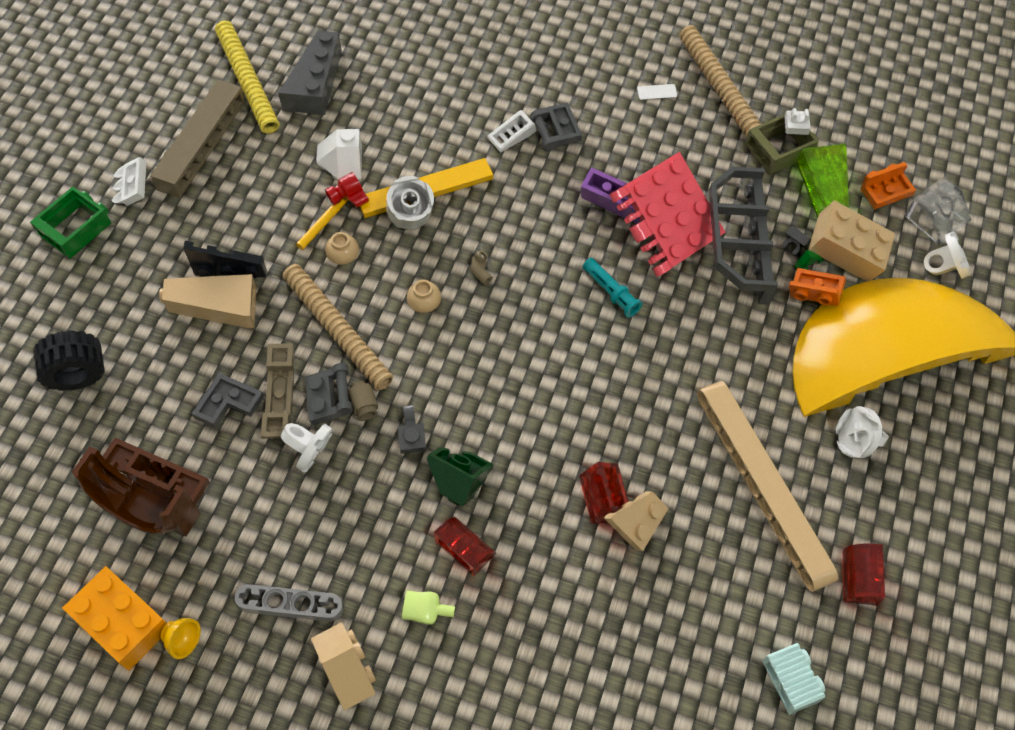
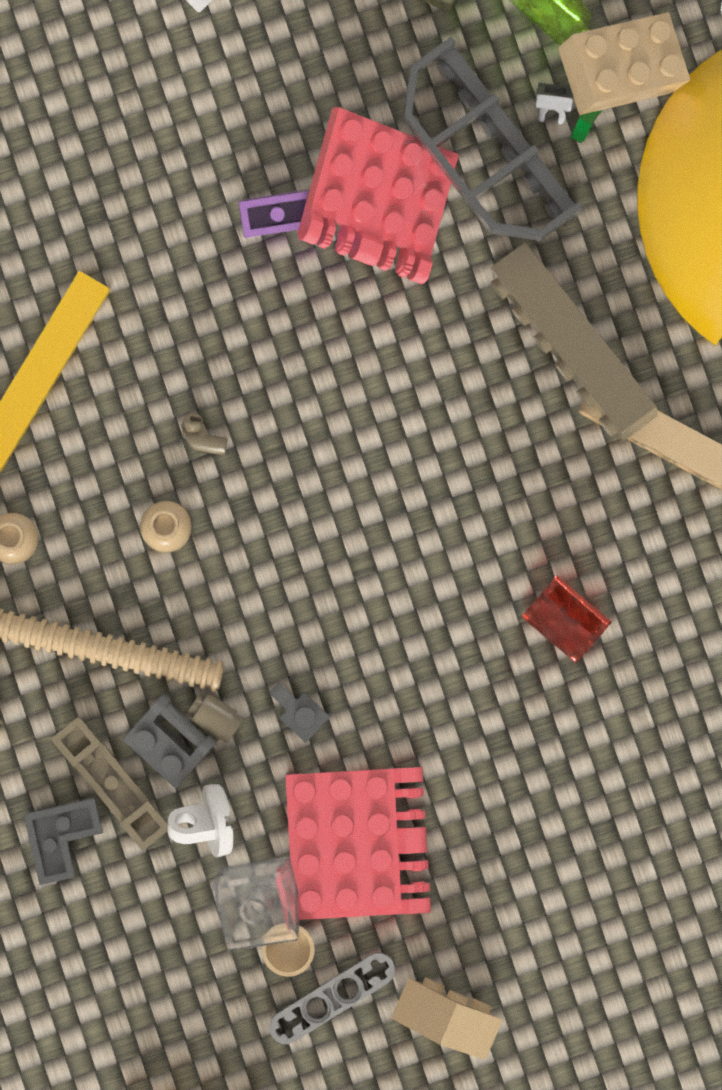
camera: 35 degrees left, 25 degrees up
(151, 498) = (82, 1012): reddish brown piece -> none
(288, 550) = (290, 957): none -> tan piece
(294, 509) = (257, 903): none -> clear slope
(377, 524) = (350, 845): none -> coral hinge
(418, 193) = (71, 415): white brick -> none
(424, 607) = (477, 893): yellowish green piece -> none
(458, 474) = (393, 721): dark green slope -> none
(463, 545) = (463, 793): clear red brick -> none
(513, 122) = (84, 171): white slope -> none
(562, 123) = (134, 137): dark grey plate -> none
(618, 293) = (394, 346): teal pin -> none
(638, 519) = (626, 622): tan wing -> none
(722, 351) = (573, 342): none -> dark tan brick
(817, 287) = (622, 157): orange bracket -> none

